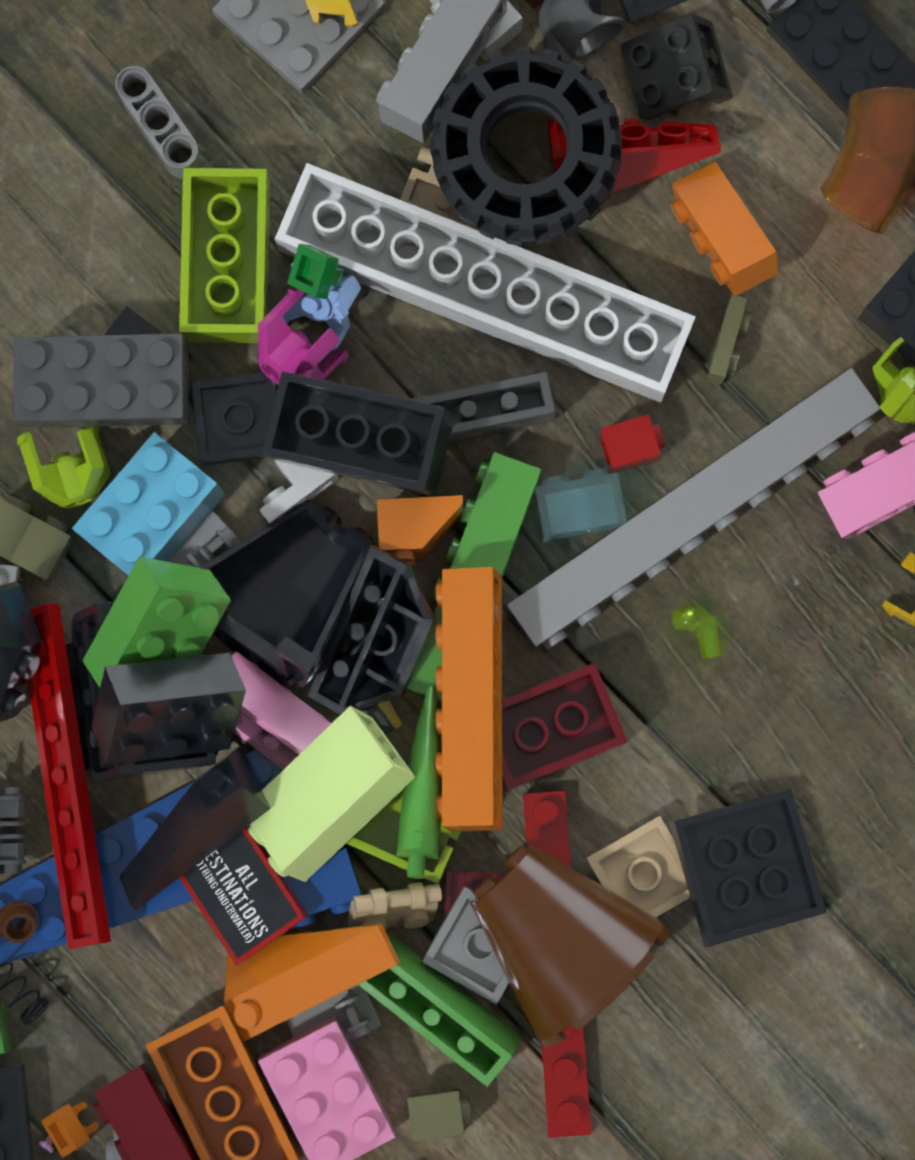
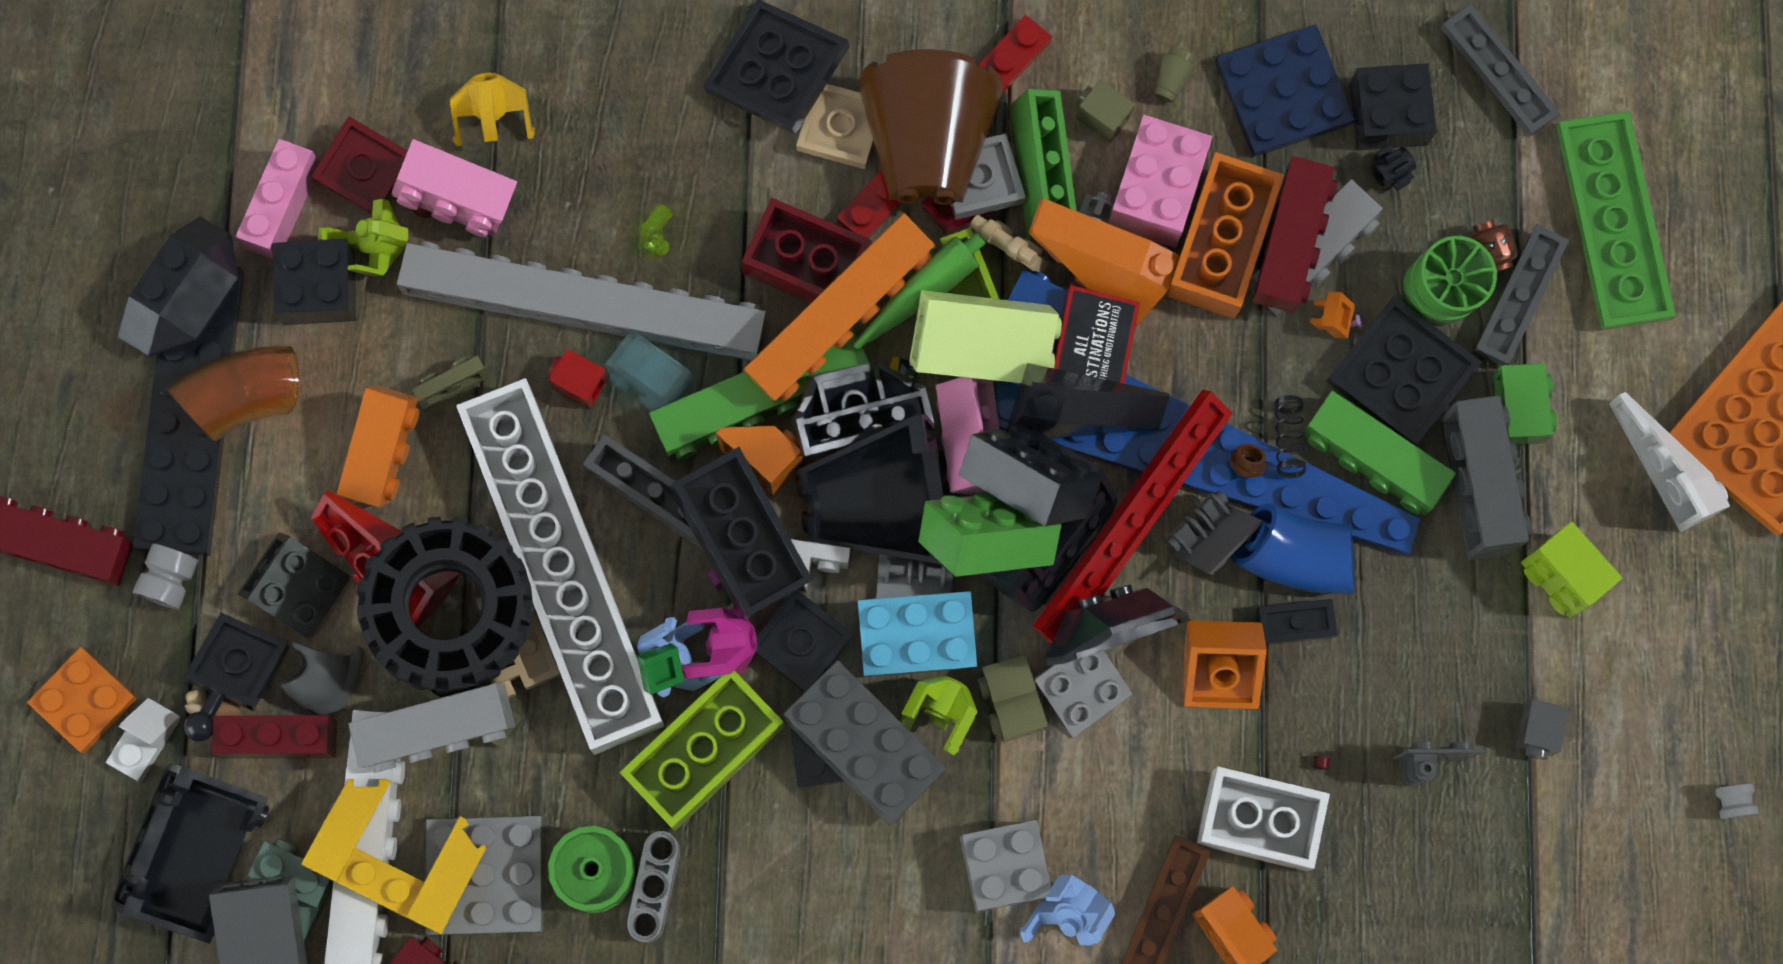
camera: 140 degrees left, 5 degrees down
(210, 62) = (592, 846): none -> bright green wheel

